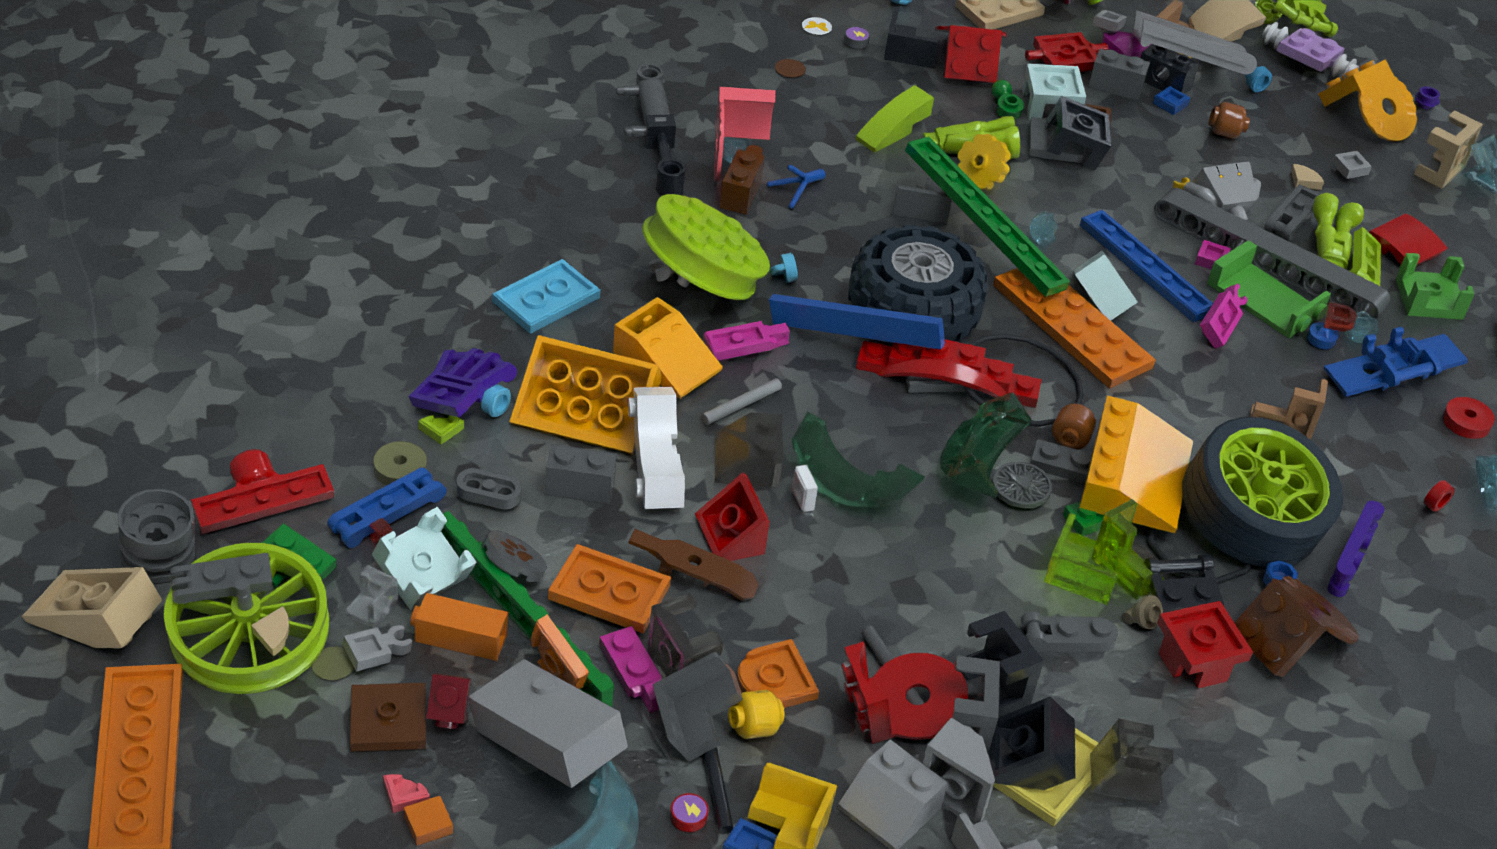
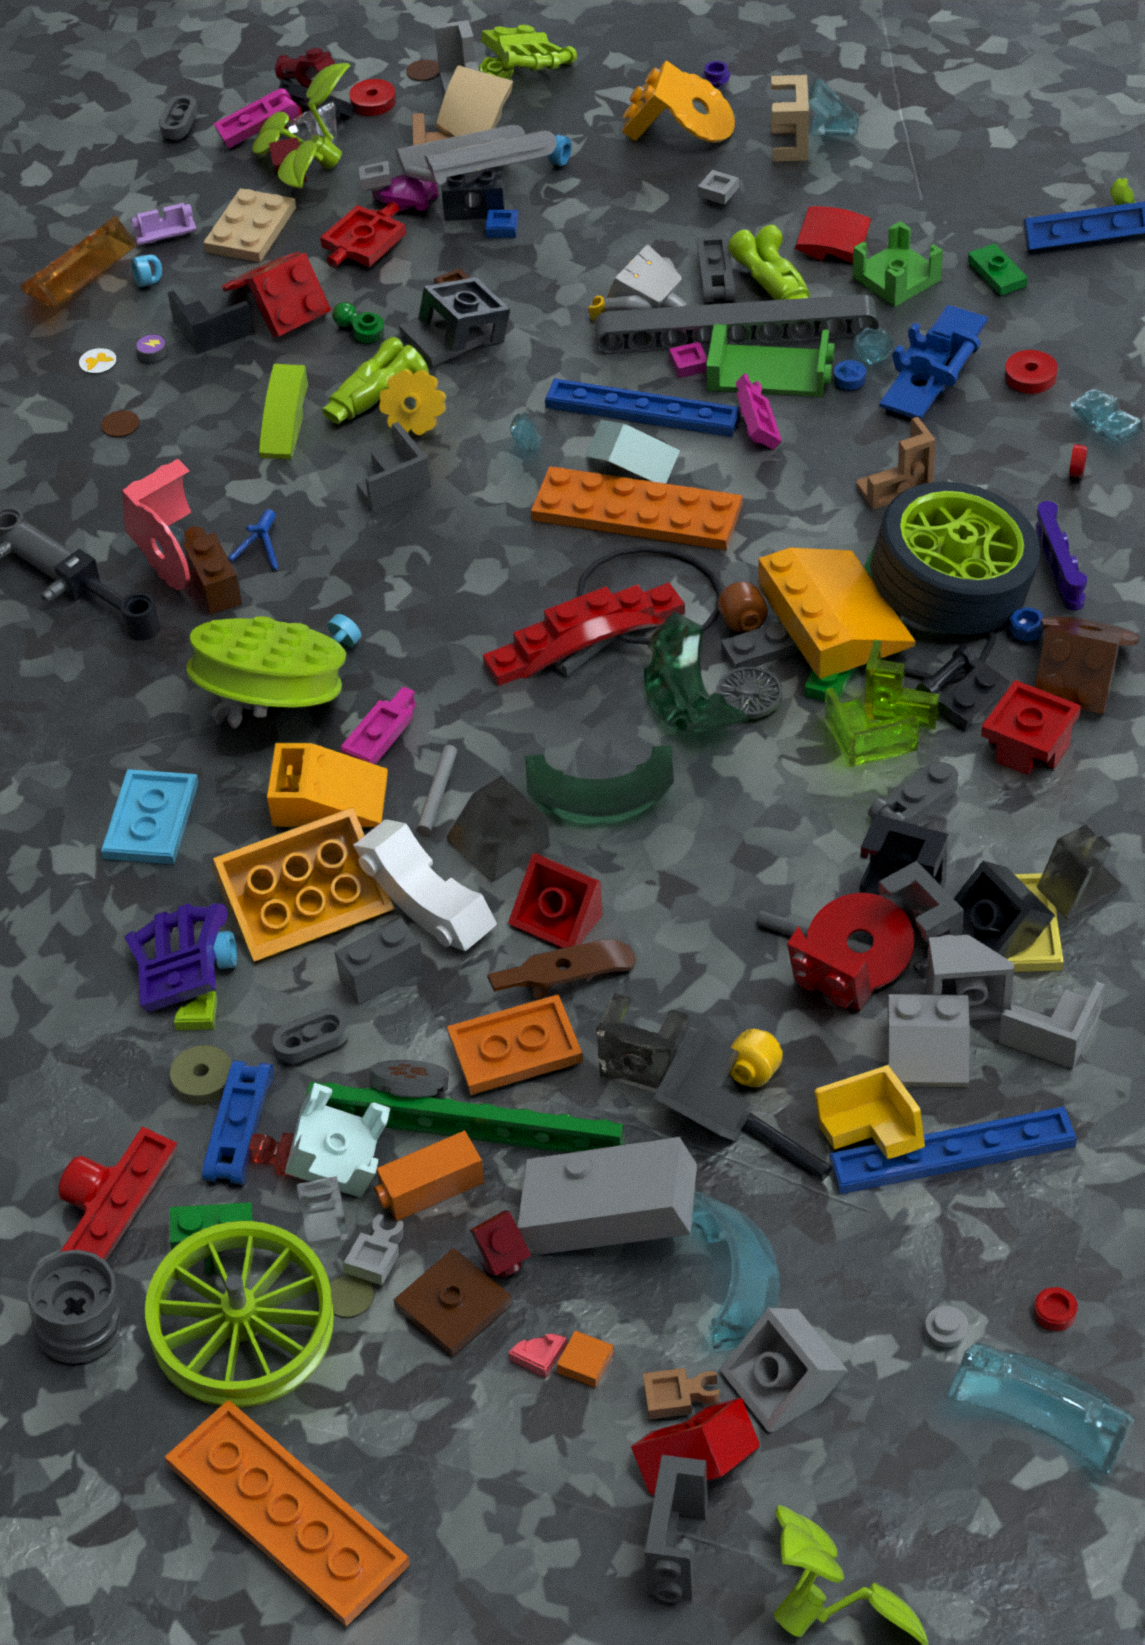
camera: 30 degrees left, 5 degrees up
(96, 605) = (83, 1413): tan slope -> none
(217, 578) = (191, 1294): dark grey hinge -> none
(273, 630) = (291, 1304): tan tile -> none
(557, 654) = (552, 1133): orange tile -> none
(632, 665) = (607, 1097): dark pink hinge -> none
(689, 812) = (784, 1182): tile -> none
(779, 670) = (728, 1009): orange tile -> none
(804, 488) = (581, 829): white tile -> none
(858, 321) = (471, 640): blue tile -> none
(921, 275) = (487, 568): black wheel -> none
(987, 216) = (477, 455): green plate -> none
(1048, 84) = (393, 281): light aqua panel -> none
(1119, 74) = (435, 227): dark grey brick -> none
(1144, 612) = (956, 734): dark tan plate -> none
(1228, 120) = (575, 211): dark orange head -> none
(1306, 177) = (691, 226): tan tile -> none
(1309, 49) = (574, 89): lavender plate -> none
(1340, 317) = (854, 348): clear red tile -> none
(1366, 256) = (817, 272): lime plate -> none

